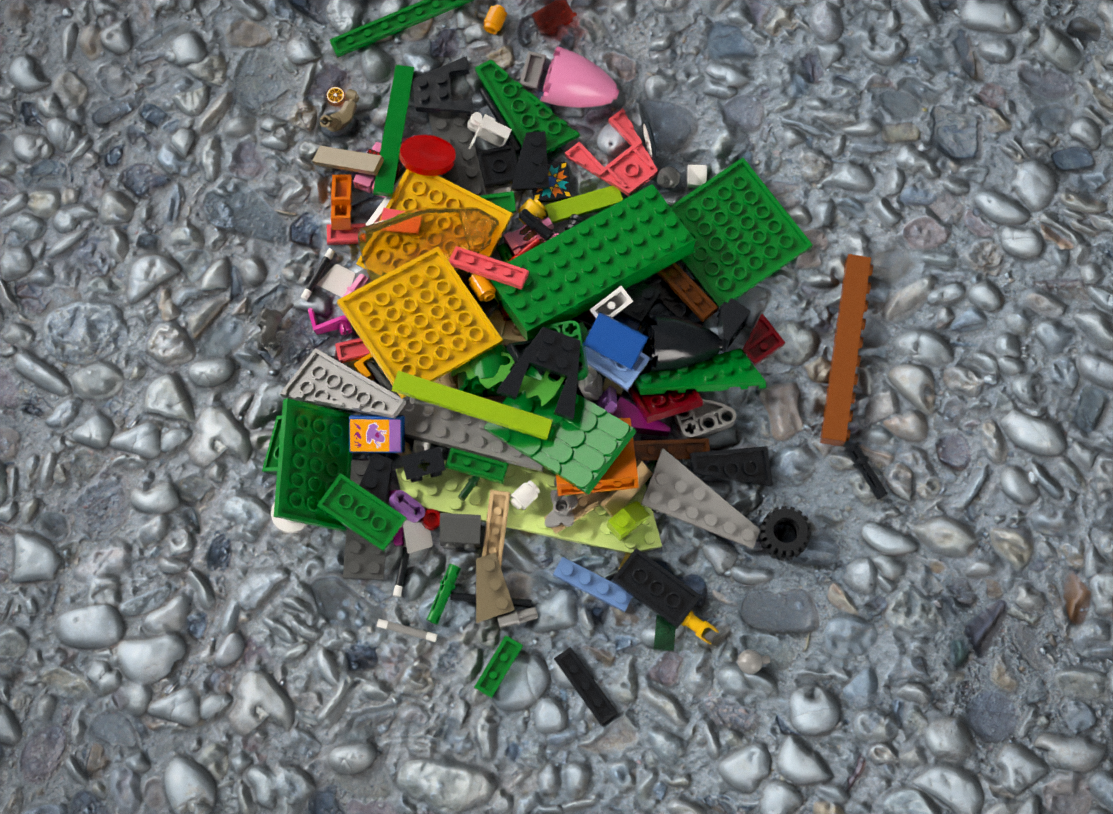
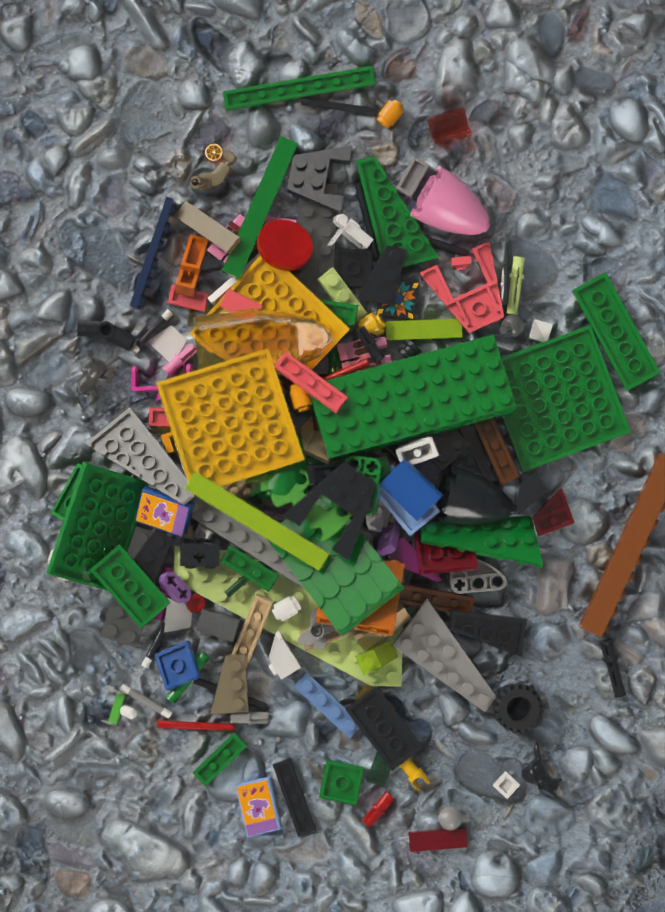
camera: 10 degrees right, 15 degrees up
(286, 284) = (93, 329): none -> black piece
(301, 207) = (157, 244): none -> dark blue plate
(381, 644) = (118, 708): none -> piece
(430, 583) = (178, 665): none -> blue tile
(444, 26) = (339, 106): none -> black bar
(464, 641) = (195, 725): none -> red bar
(487, 184) = (339, 291): none -> yellowish green plate
(533, 546) = (282, 658): none -> white slope
(551, 704) = (258, 806): none -> piece
(586, 124) = (448, 247): none -> black bar
(601, 133) = (460, 263): none -> coral plate
(629, 657) = (341, 782): none -> green tile
(660, 141) = (515, 285): none -> yellowish green pin
(674, 674) = (378, 809): none -> red axle
(744, 688) = (437, 839): none -> dark red tile
(769, 158) = (615, 331): none -> green plate
(796, 614) = (506, 785): none -> white plate
(825, 594) = (537, 773): none -> black animal

